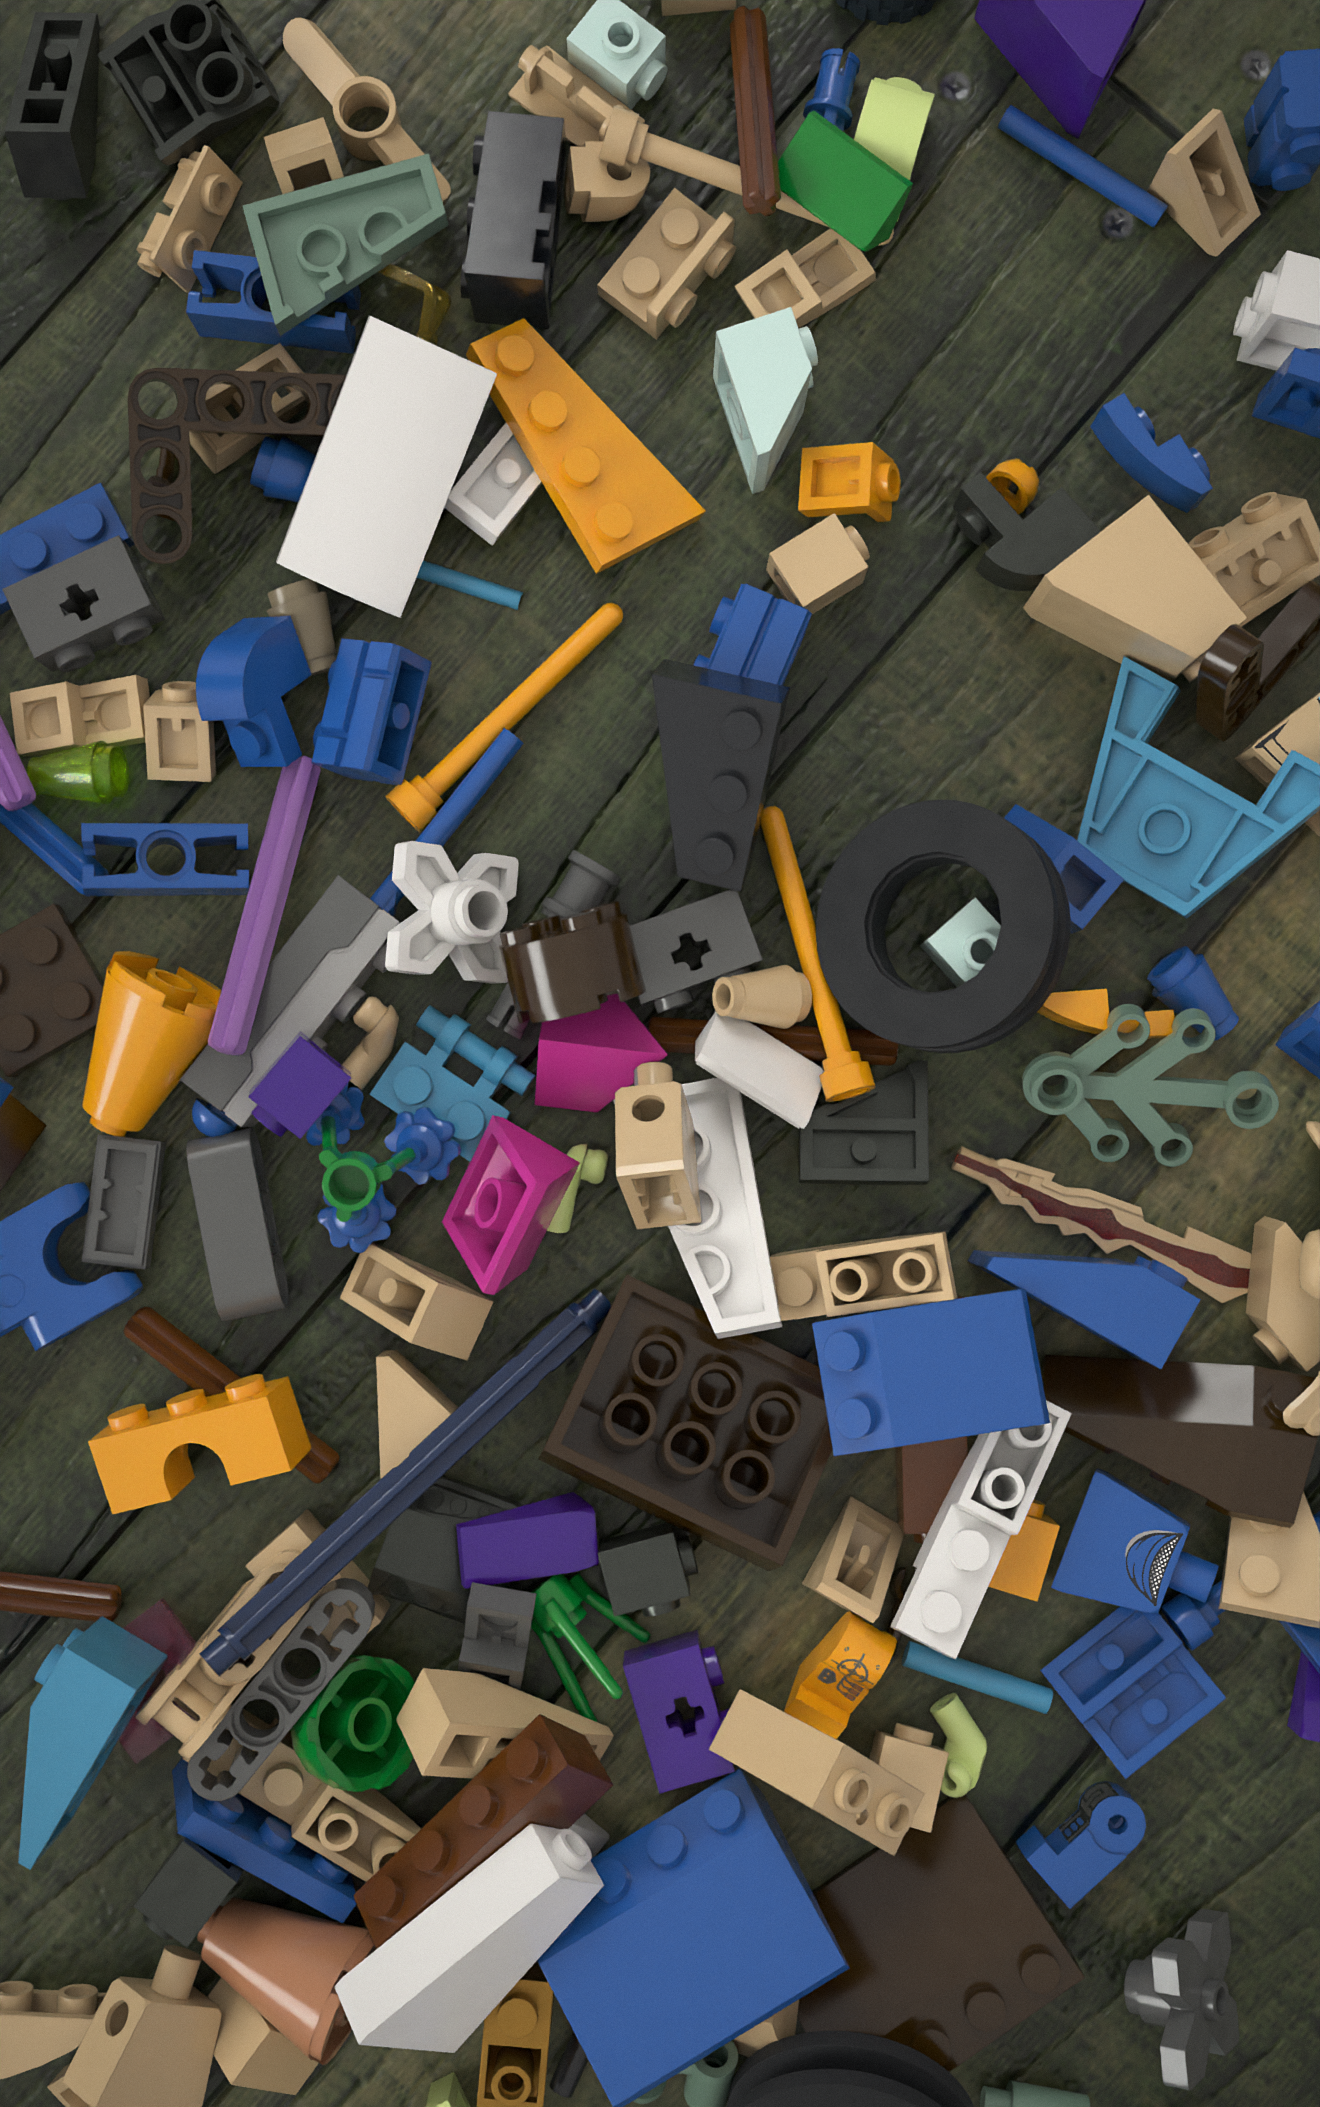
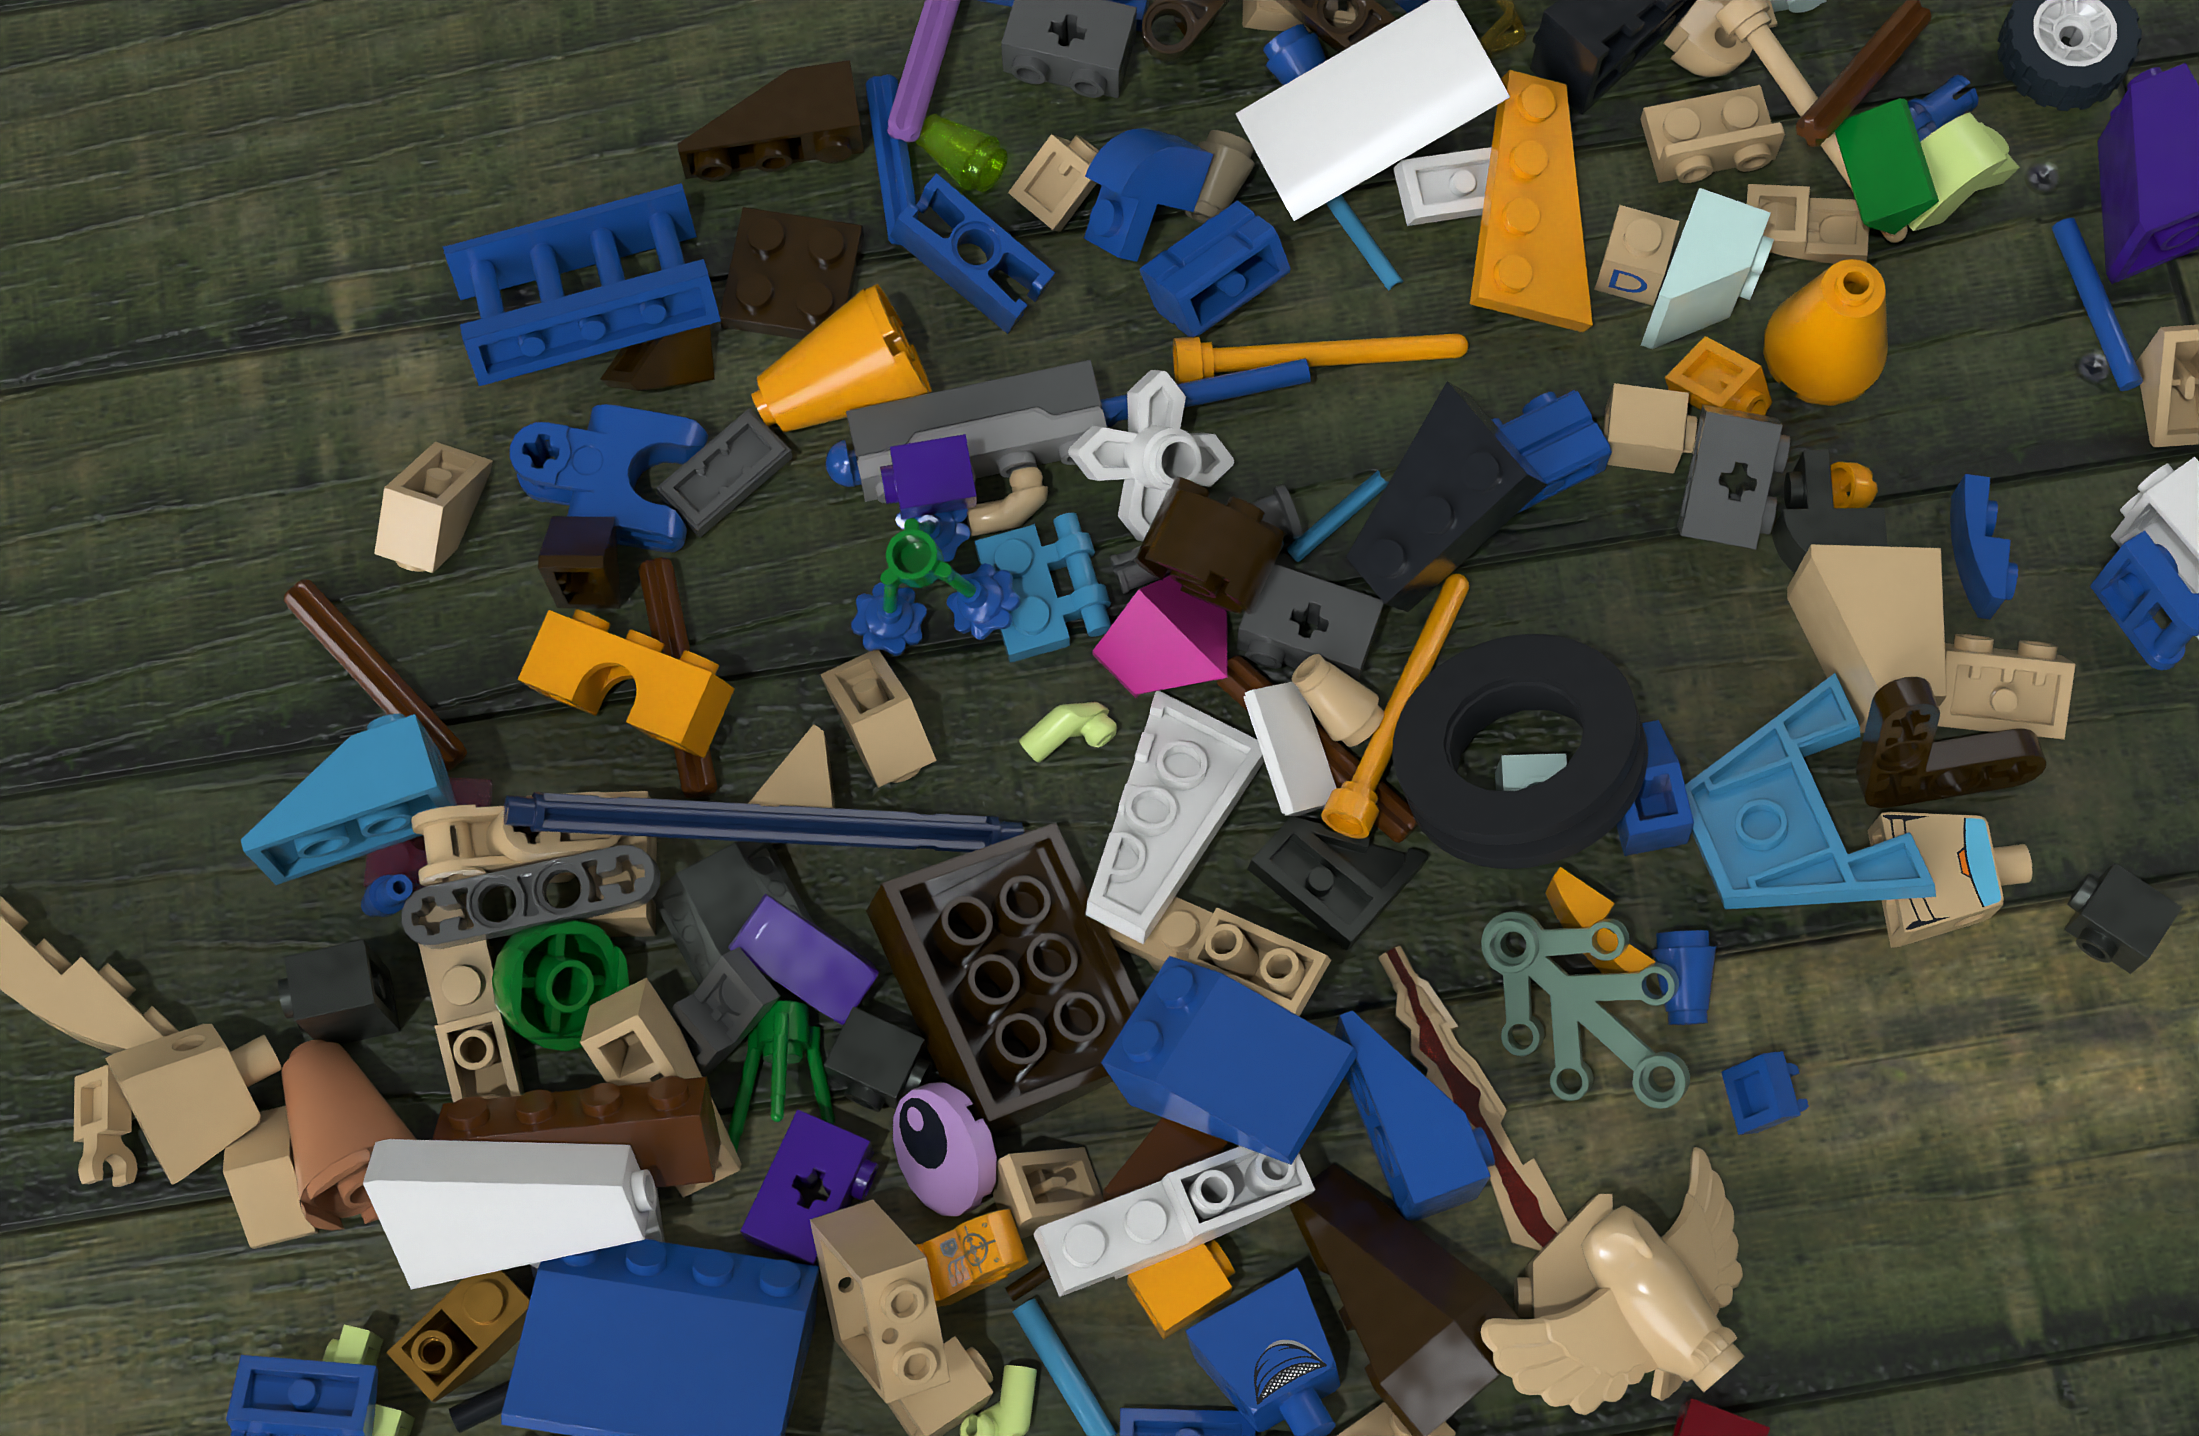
camera: 40 degrees right, 15 degrees down
(73, 715) = (990, 105): tan slope -> none
(73, 1374) = (581, 562): none -> dark brown slope
(164, 1769) = (386, 895): none -> blue bar
(237, 1224) = (793, 555): dark grey beam -> none
(262, 1847) = (408, 1020): blue wing -> none
(264, 907) = (1016, 339): medium lavender axle -> none
(506, 1202) = (1012, 698): dark pink slope -> none
(633, 835) = (1337, 516): none -> dark azure piece
(656, 1149) = (1164, 709): tan torso -> none
(696, 422) = (1637, 255): none -> tan brick
(757, 1604) = (943, 1149): none -> lavender tile
(896, 538) = (1707, 505): none -> dark grey brick
(900, 369) = (1830, 335): none -> light orange cone

